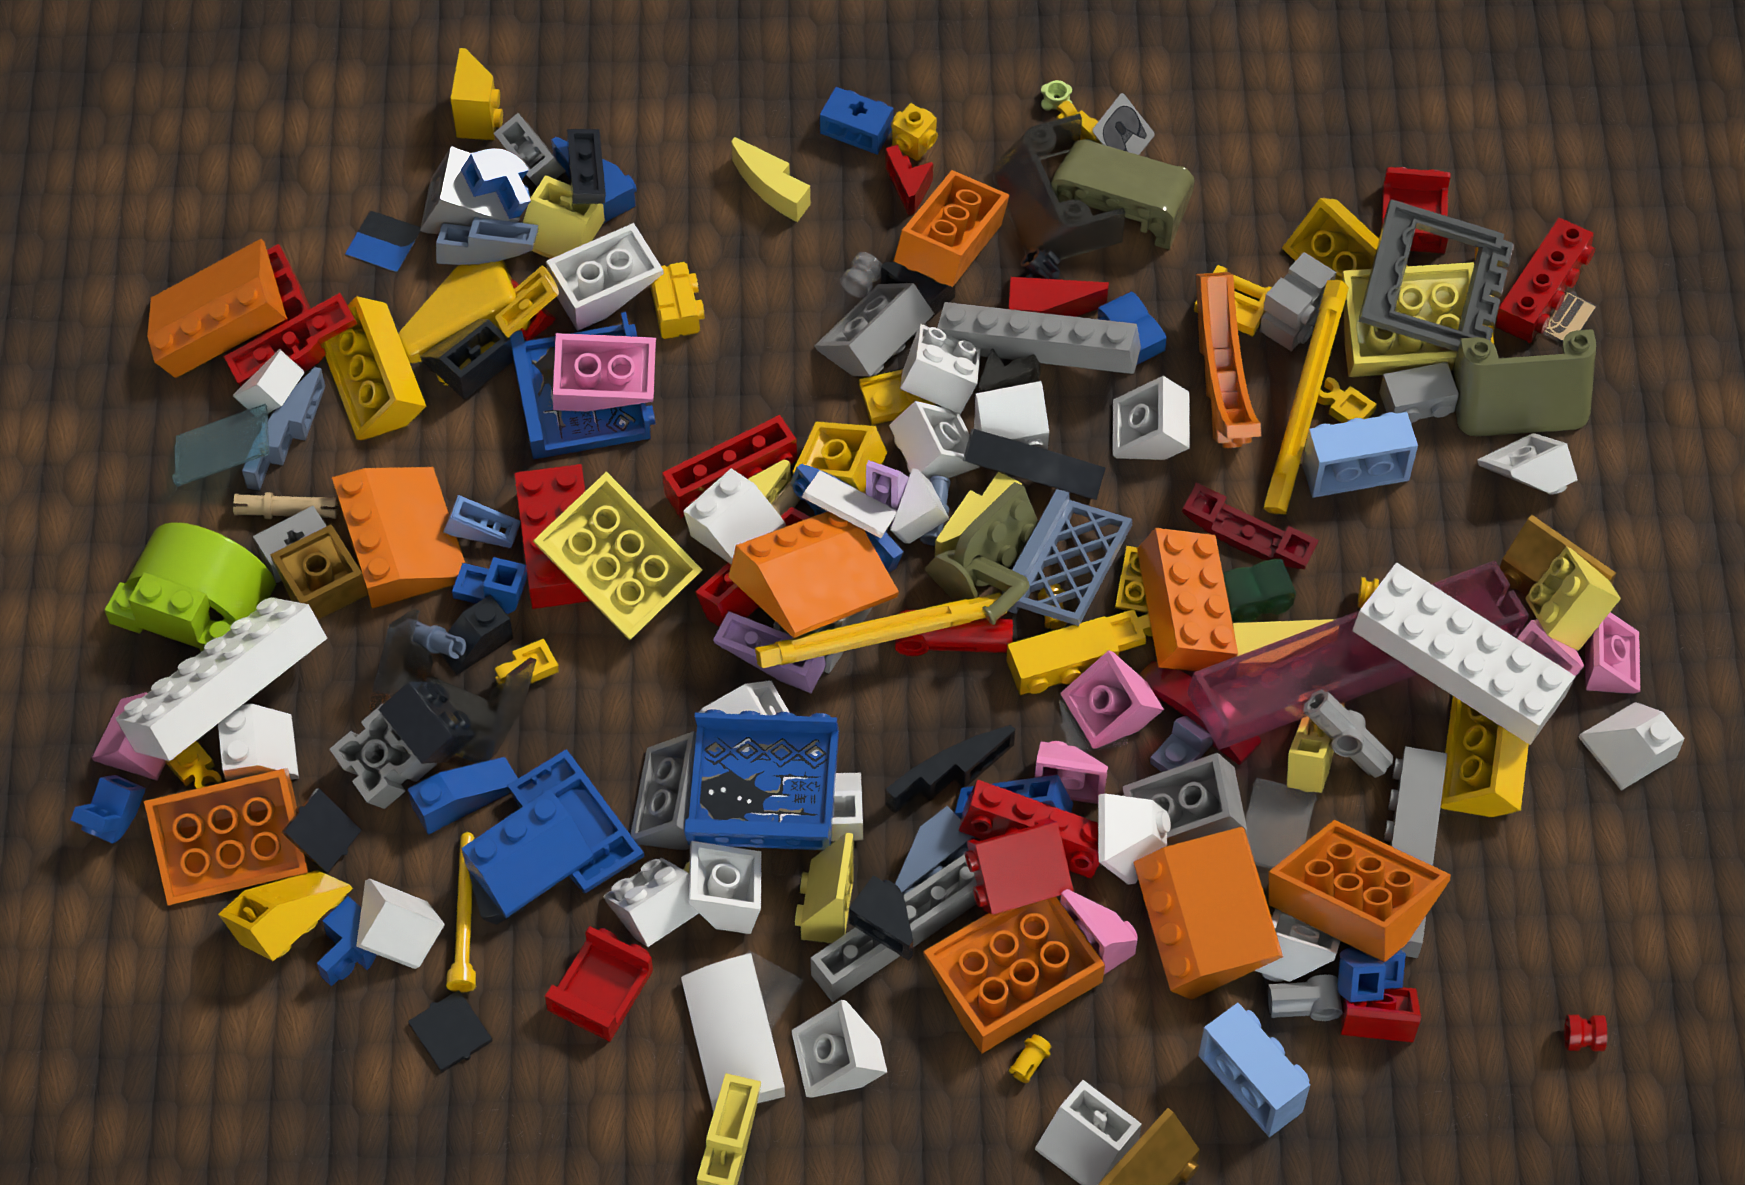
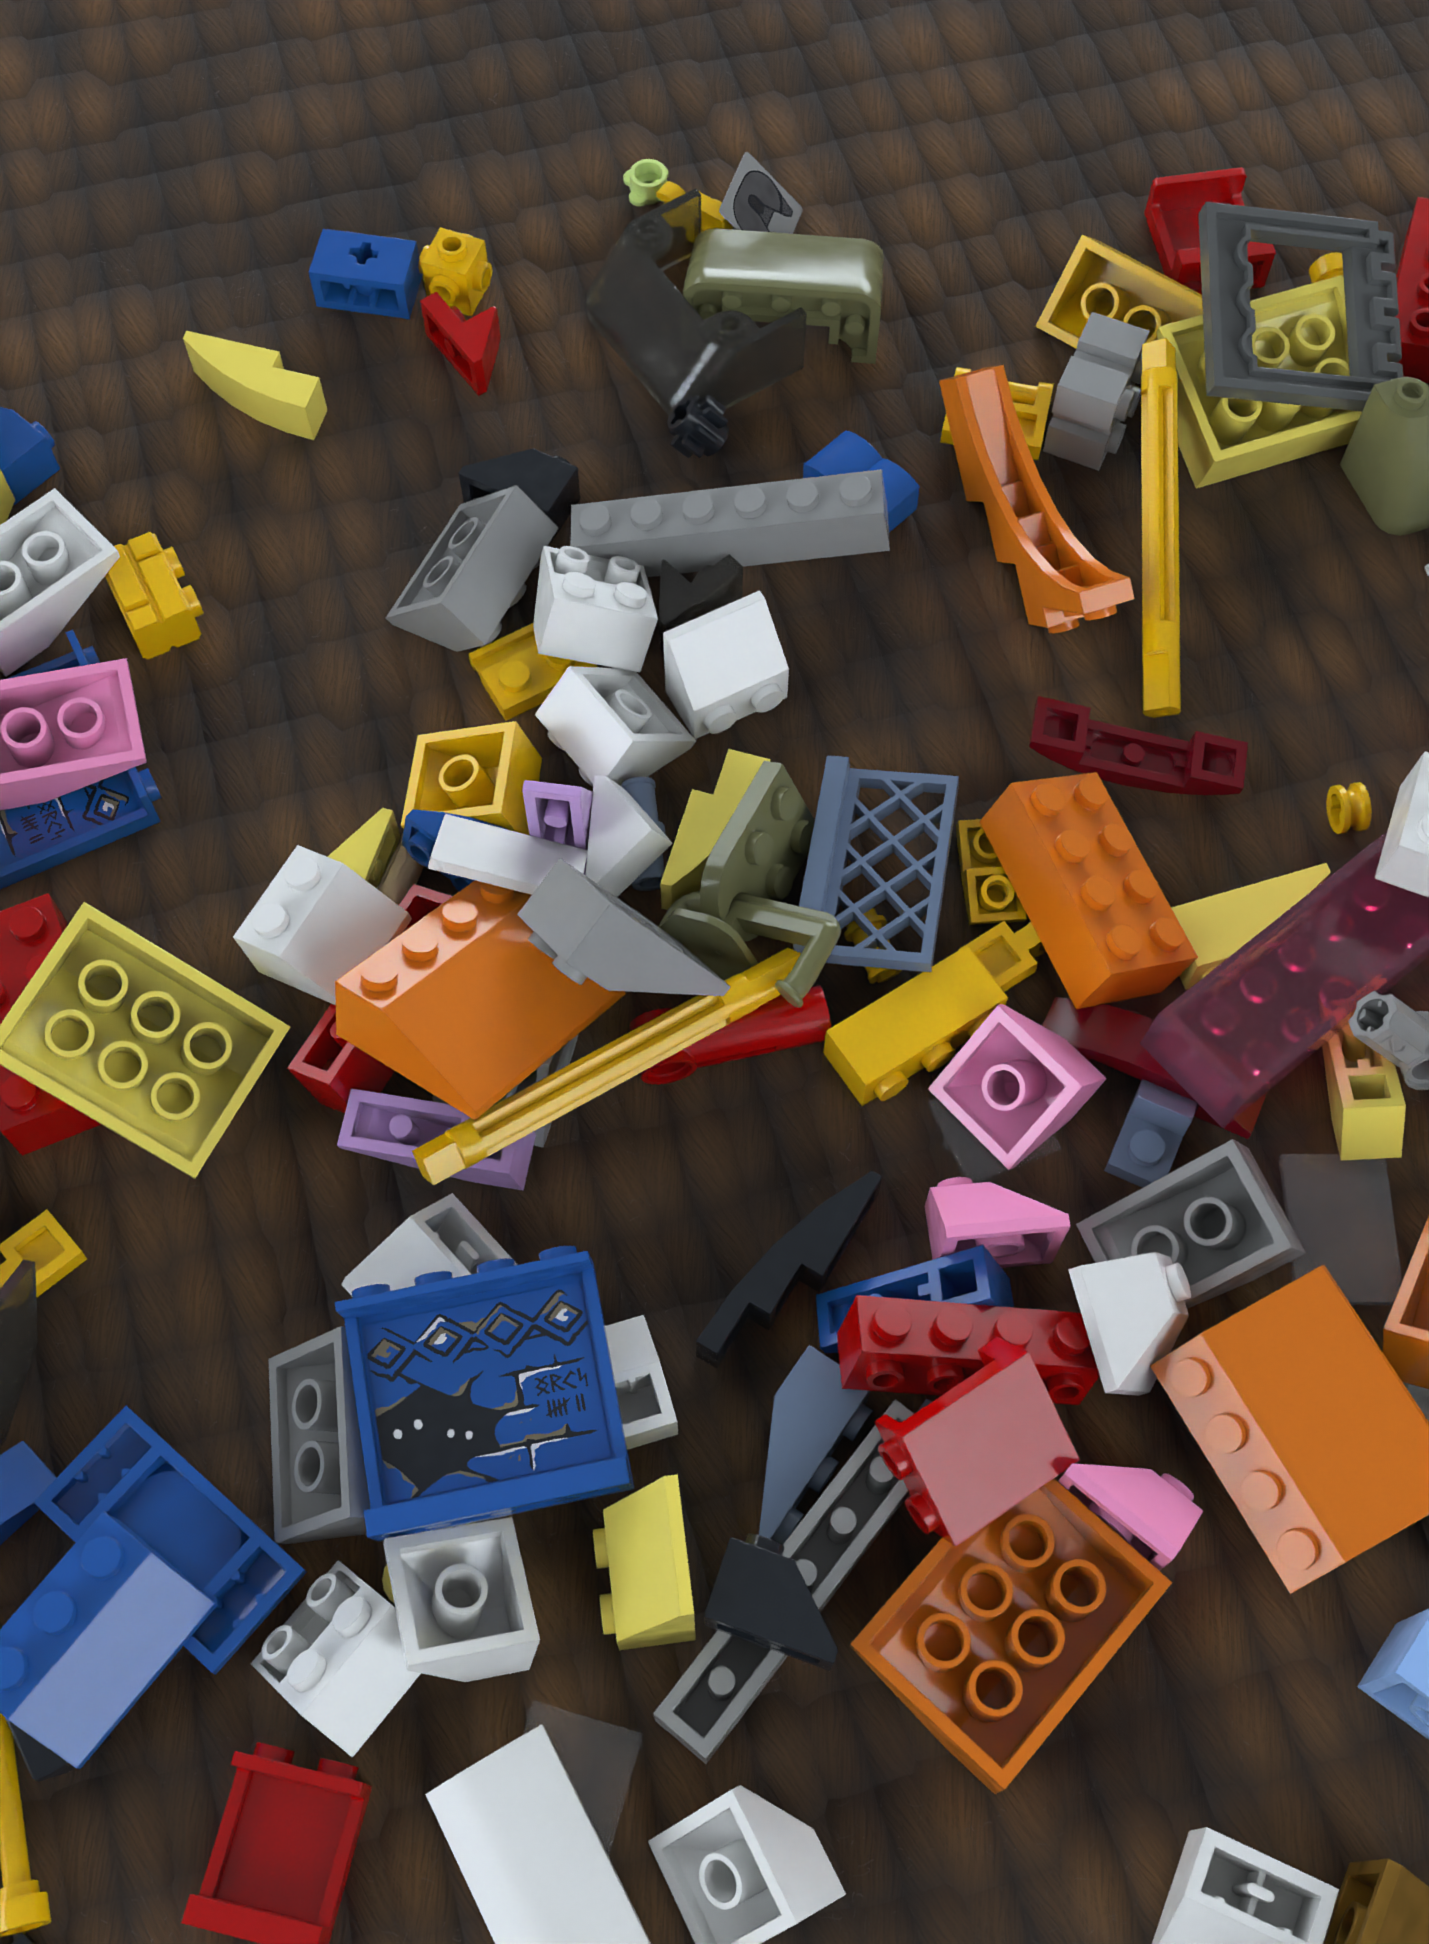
camera: 15 degrees left, 5 degrees up
(745, 453) = (313, 815): red brick -> none
(860, 277) = (430, 498): clear wheel -> none
(890, 558) = (609, 941): none -> light grey slope
(951, 228) = (550, 394): orange brick -> none
(1032, 1055) = (1083, 1782): yellow pin -> none
(1033, 464) = (778, 724): black slope -> none
(1056, 296) = (735, 459): red slope -> none
(1151, 421) = (934, 618): white slope -> none
(1259, 590) = (1189, 841): clear green brick -> none
(1345, 404) = (1216, 530): yellow plate -> none
(1359, 454) = (1268, 594): light blue brick -> none
(1420, 392) = (1311, 488): light grey brick -> none

